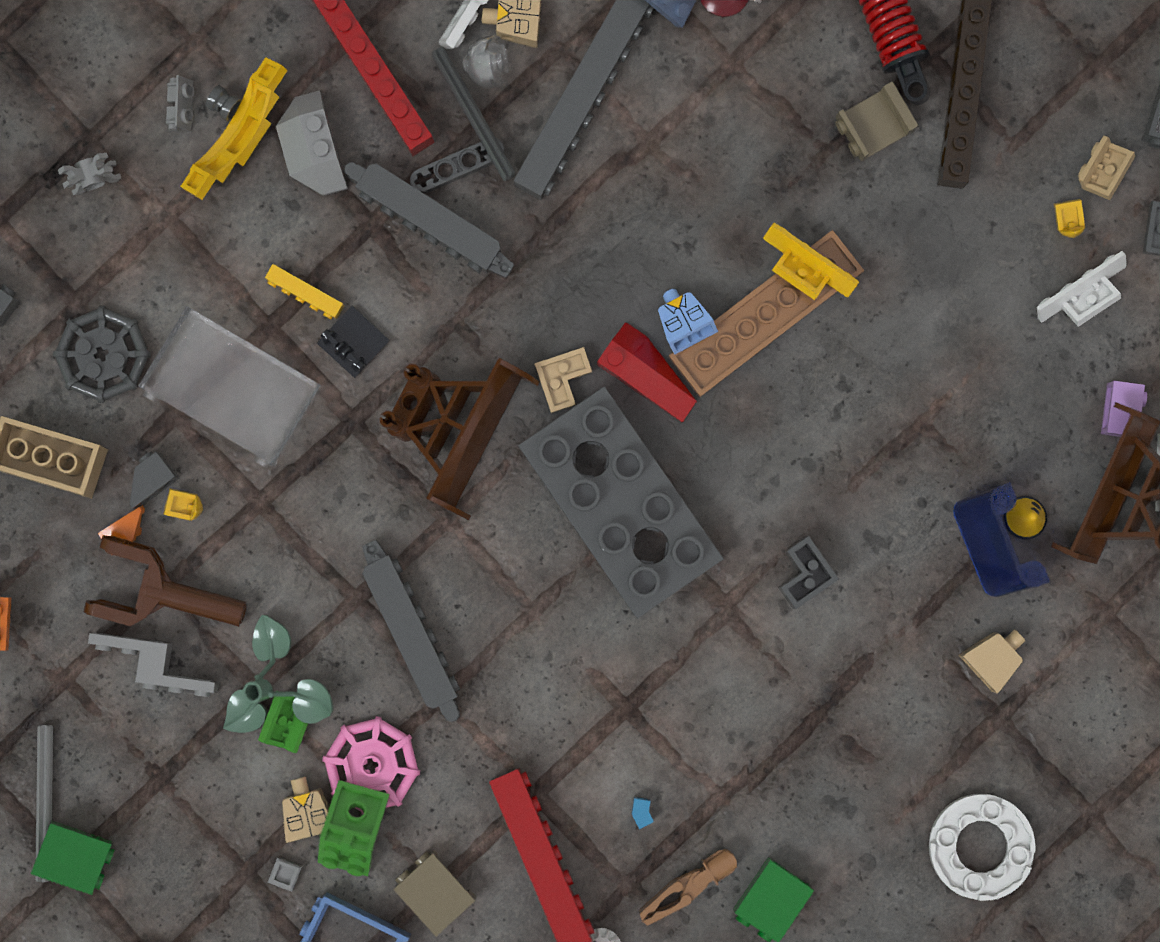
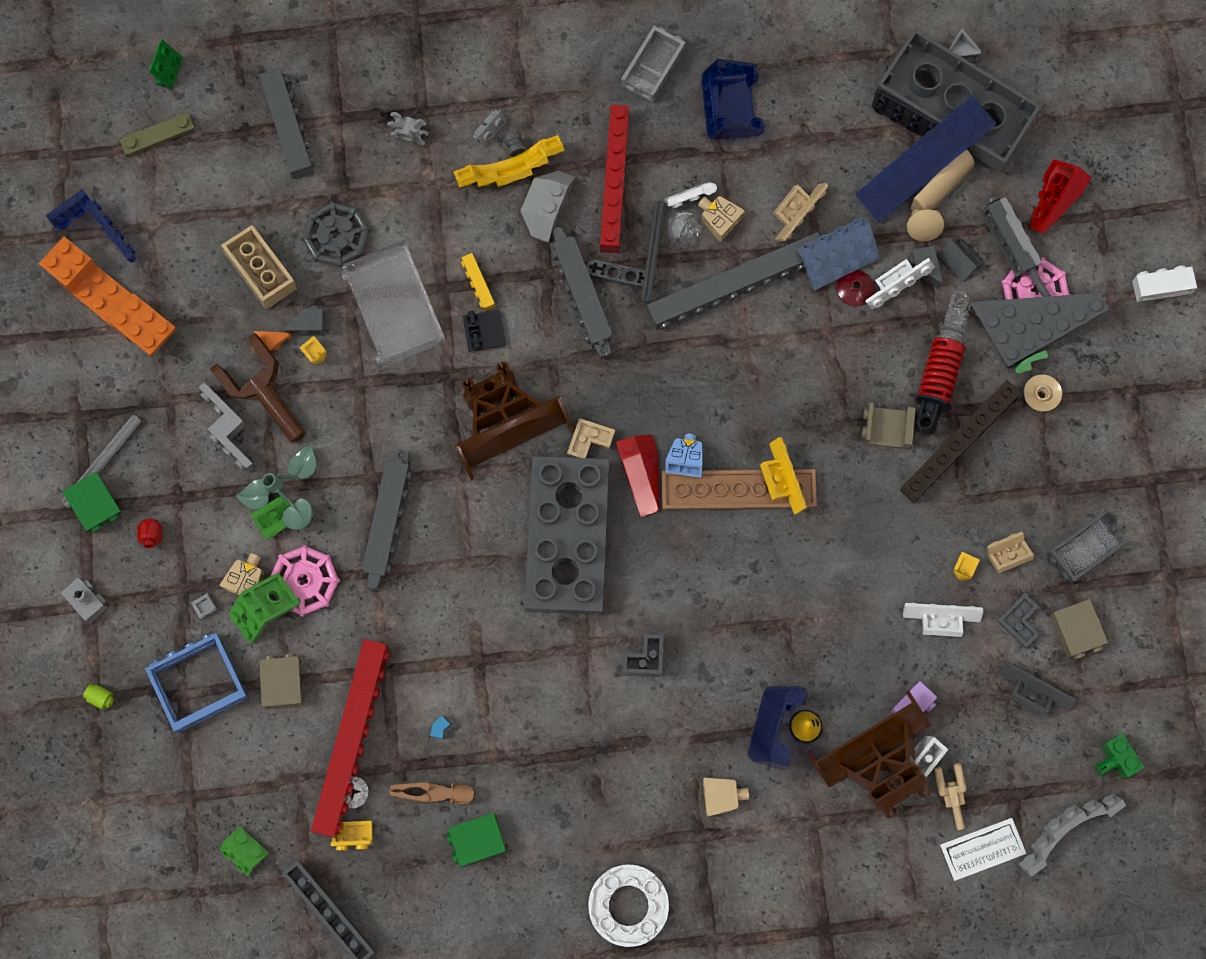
camera: 40 degrees right, 10 degrees down
(162, 842) = (149, 533): none -> red head

